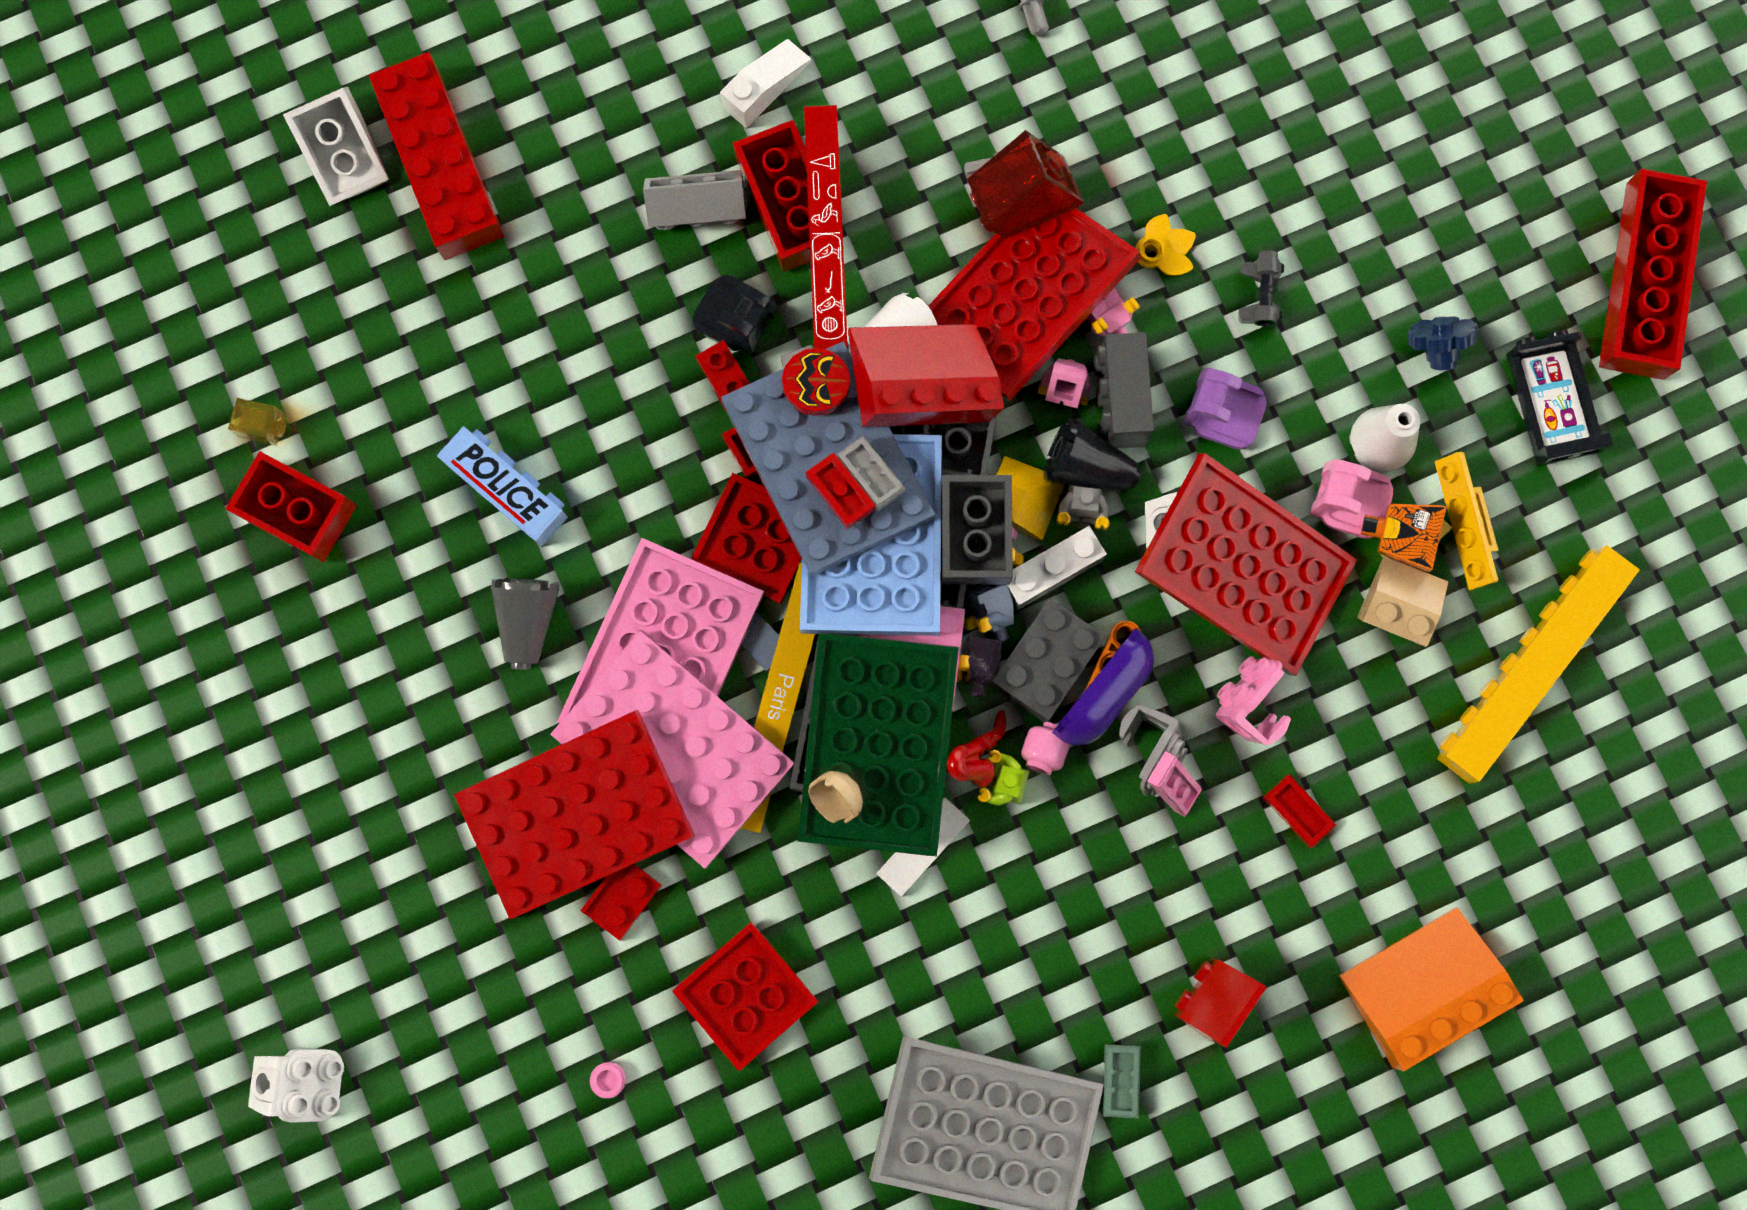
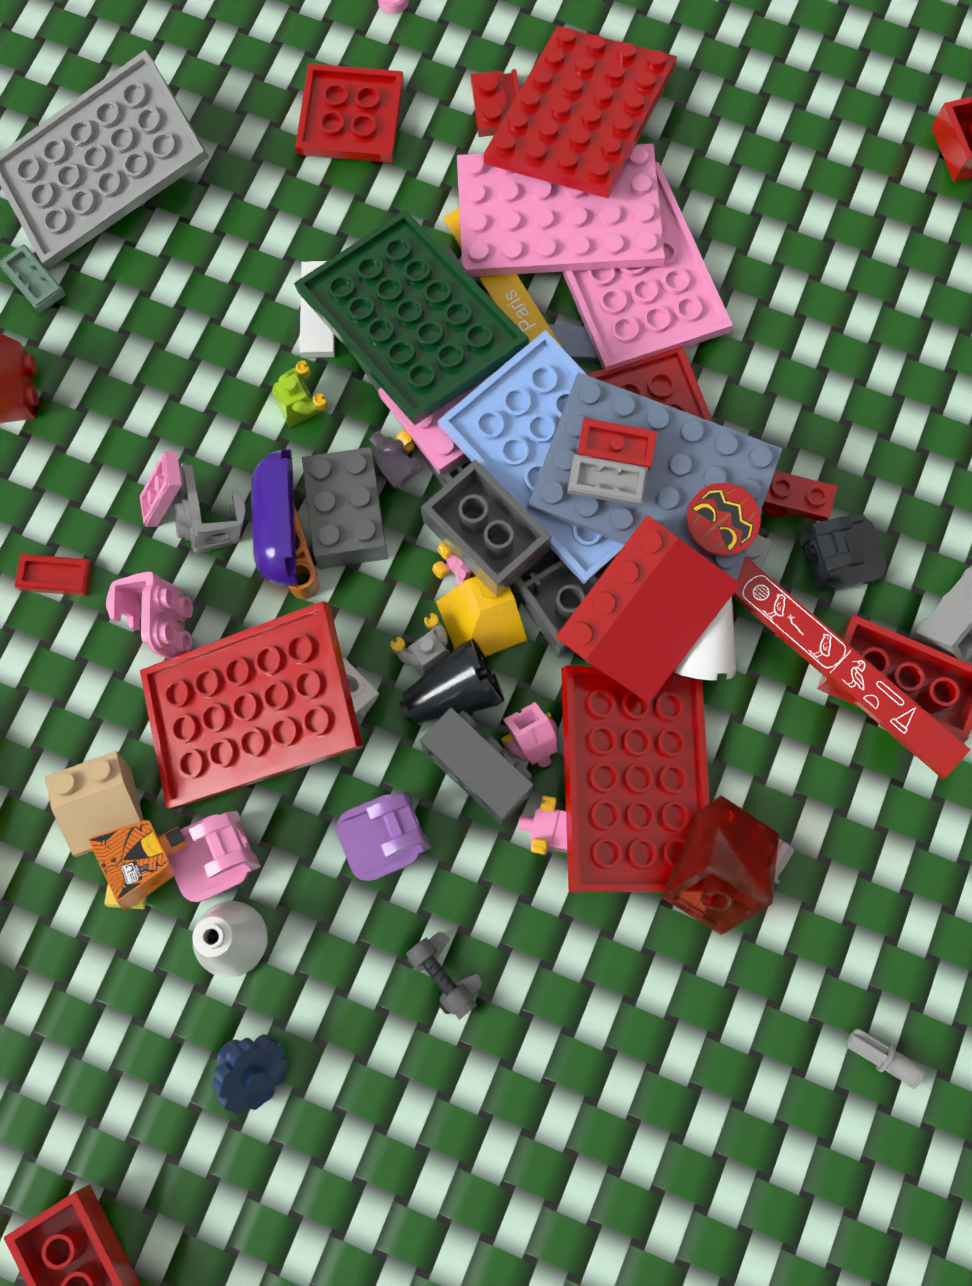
camera: 135 degrees right, 5 degrees down
(503, 486) = (870, 278): light blue brick -> none
(523, 618) = (759, 204): dark grey cone -> none
(836, 796) = (402, 247): tan hair -> none
(964, 759) = (331, 374): red piece -> none
(992, 610) = (412, 498): sand blue piece -> none
(1044, 750) = (289, 435): bright pink head -> none
(1055, 567) = (405, 580): white brick -> none
(1169, 246) = (558, 943): yellow plate -> none
(1468, 520) = (93, 924): yellow bracket -> none
(1556, 398) = (103, 1114): panel -> none

